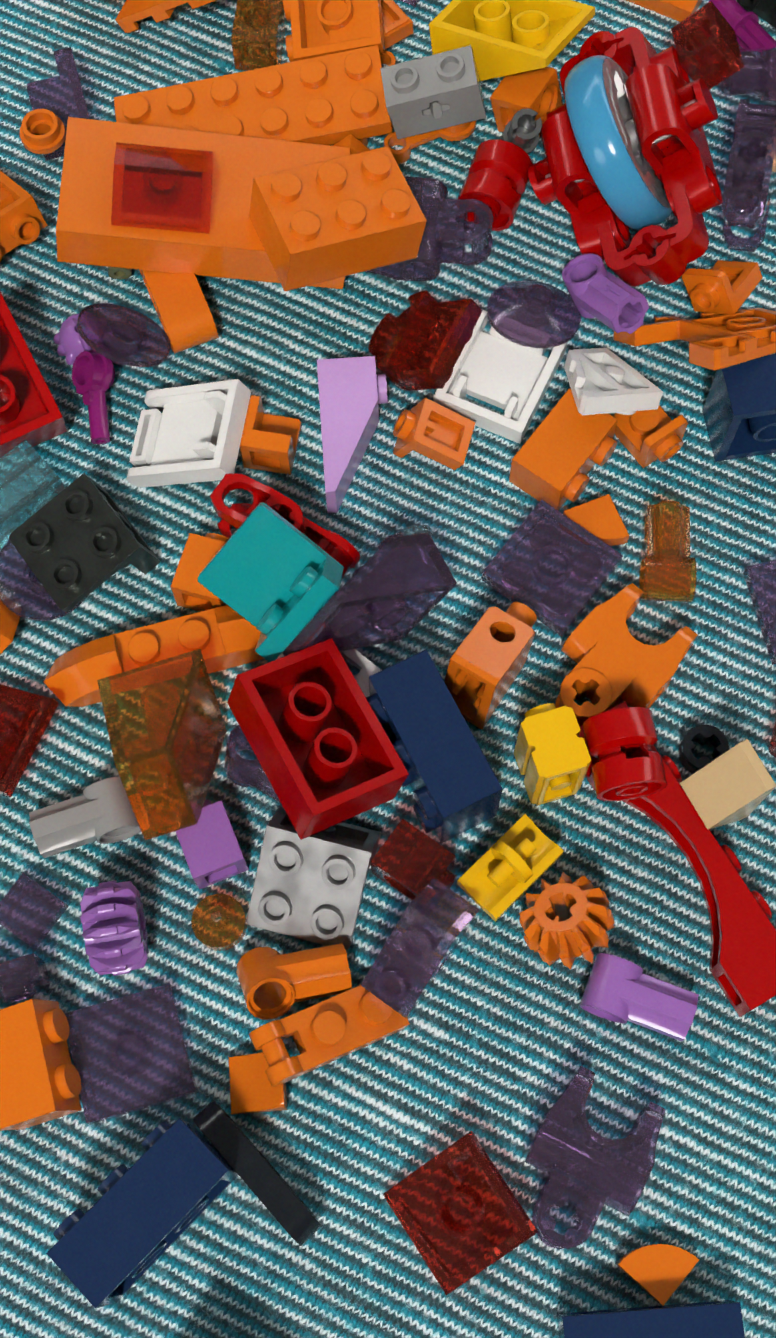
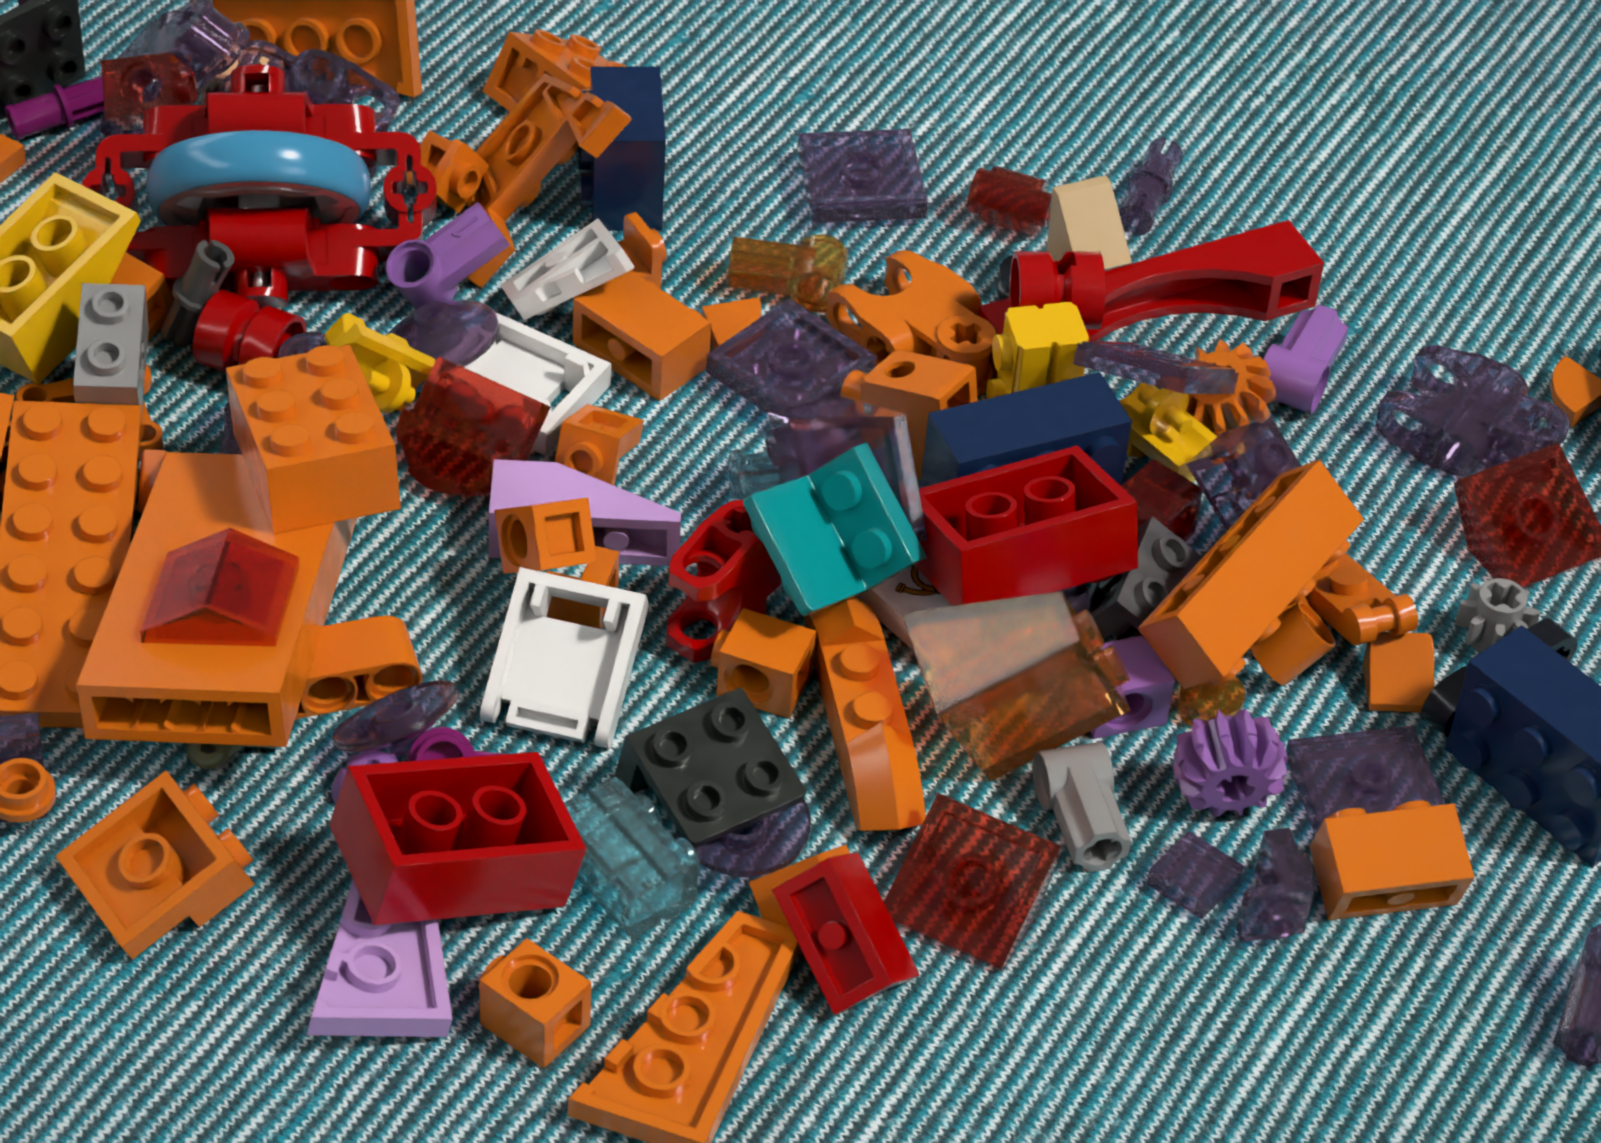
camera: 90 degrees left, 25 degrees down
(278, 393) = (545, 535): none -> orange brick
(283, 931) = (1252, 576): none -> orange brick
(312, 1171) = (1494, 612): none -> light grey gear
(473, 282) = (386, 361): none -> yellow hips
(532, 844) = (1156, 367): none -> clear purple tile

